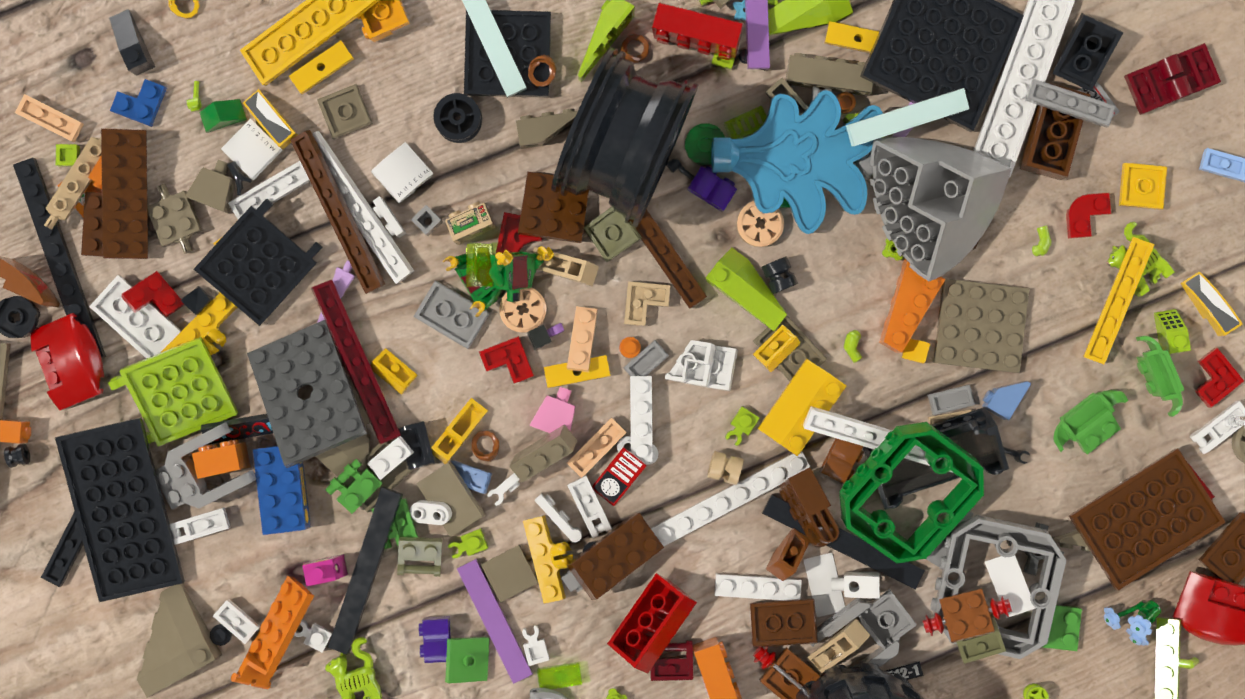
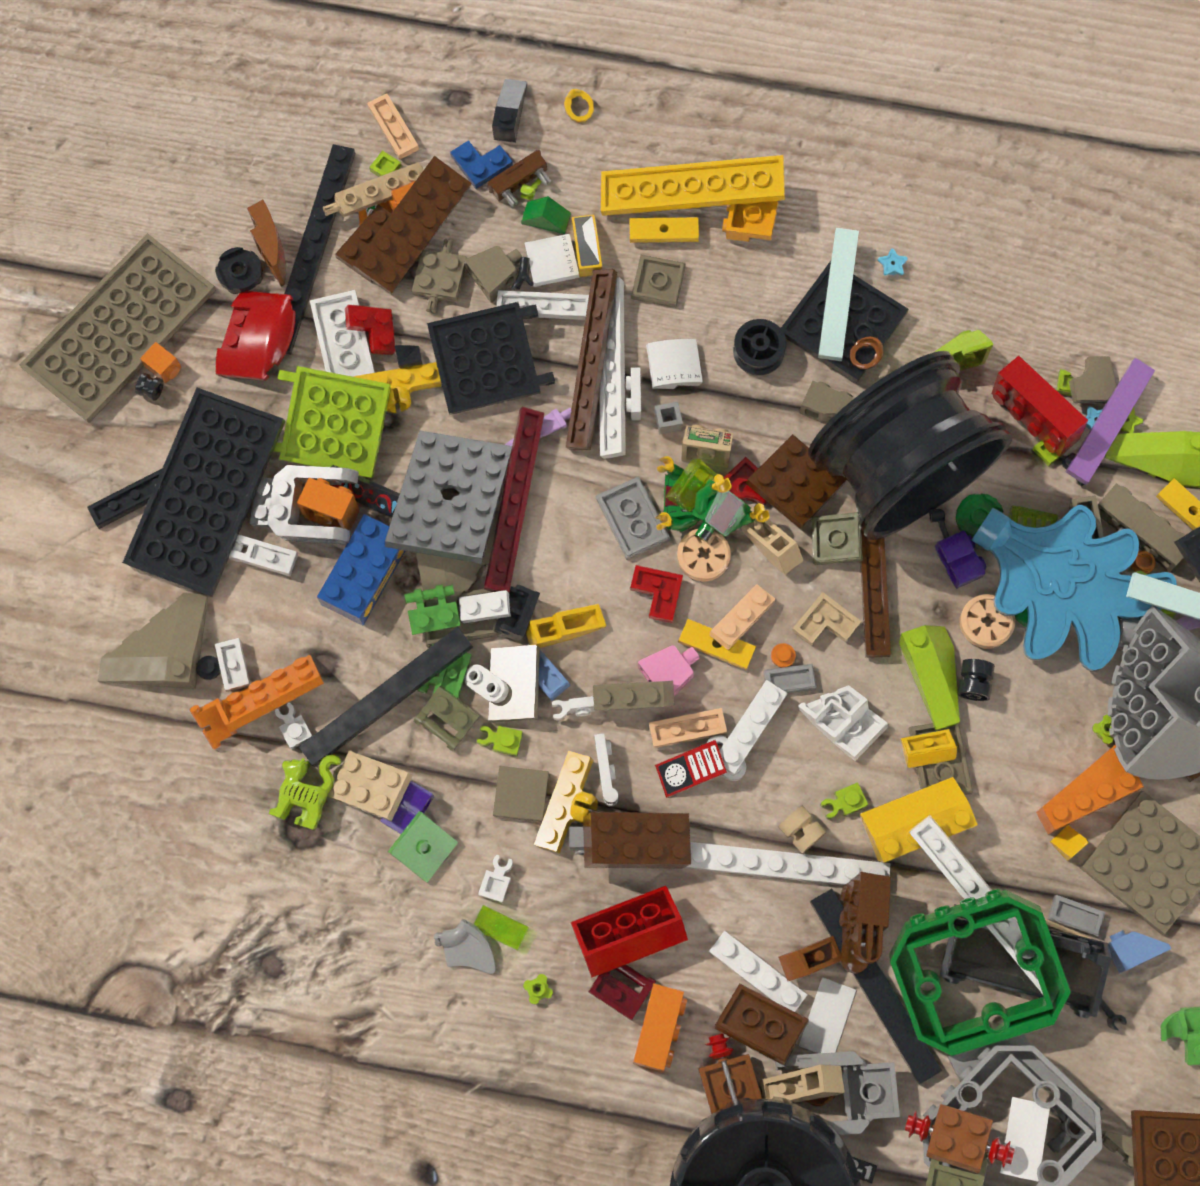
camera: 35 degrees right, 15 degrees down
(177, 96) = (520, 173): none -> reddish brown piece
(324, 570) = (347, 669): dark pink torso -> none
(393, 371) = (541, 533): yellow slope -> none
(399, 642) = (370, 785): none -> tan plate
(487, 457) = (576, 669): dark orange piece -> none
(494, 621) = (474, 830): medium lavender tile -> none
(540, 336) = (703, 590): pearl dark grey piece -> none
(589, 506) = (642, 778): white plate -> none
(640, 38) = (978, 385): dark orange piece -> none
(841, 459) = (926, 896): dark orange brick -> none
(850, 345) = (1005, 794): lime arm -> none
(867, 581) = (873, 1043): white torso -> none

